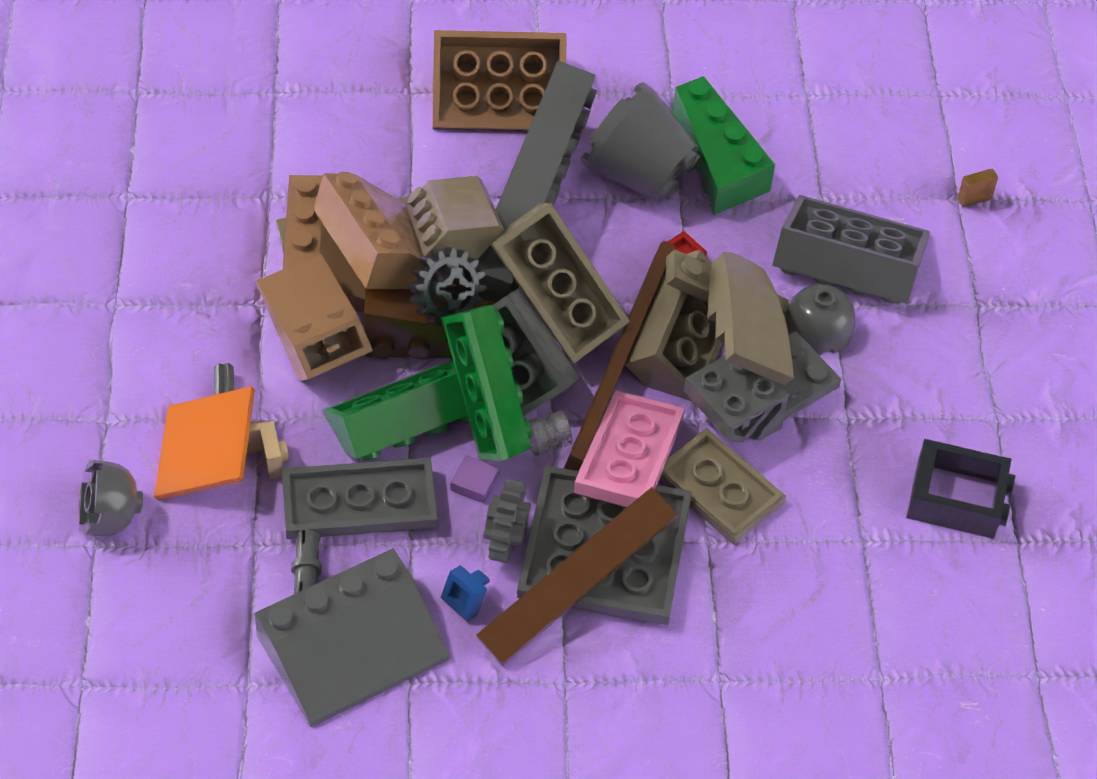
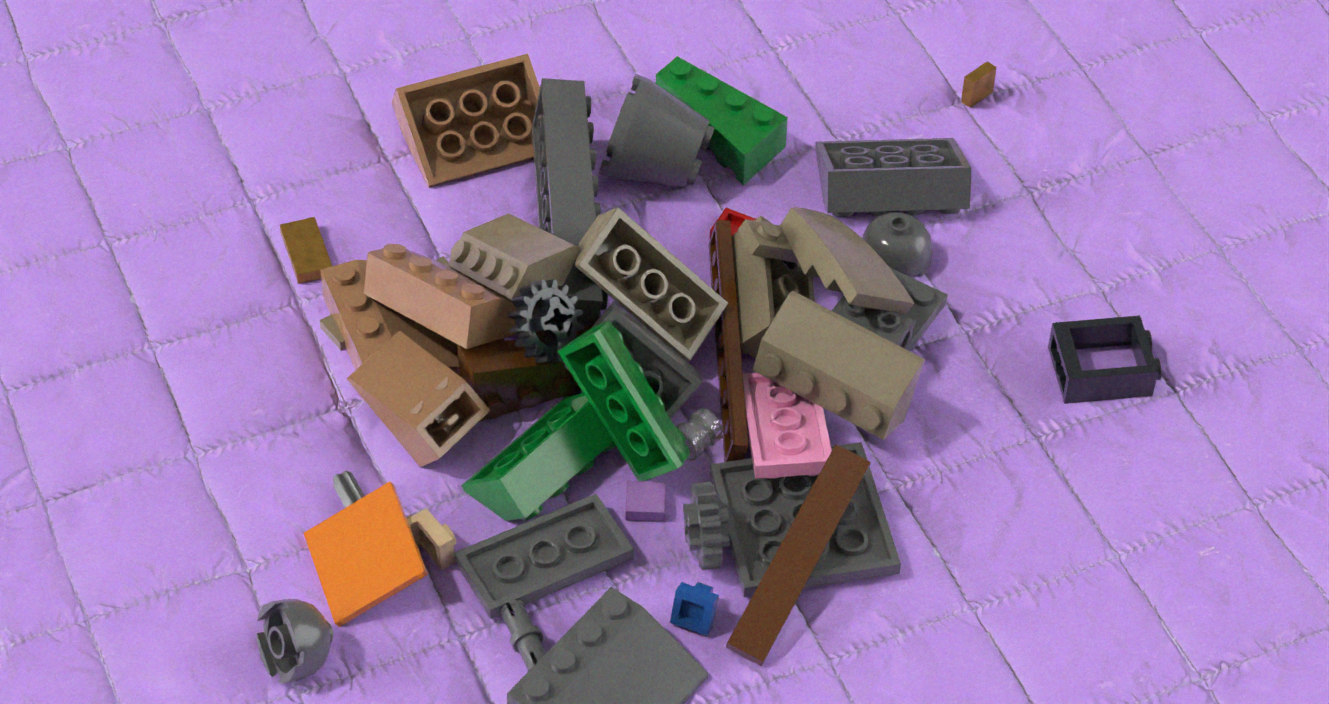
camera: 20 degrees left, 5 degrees down
(297, 150) = (305, 249): none -> pearl gold tile
(696, 414) = (839, 365): none -> dark tan slope
(722, 485) = (904, 450): dark tan tile -> none

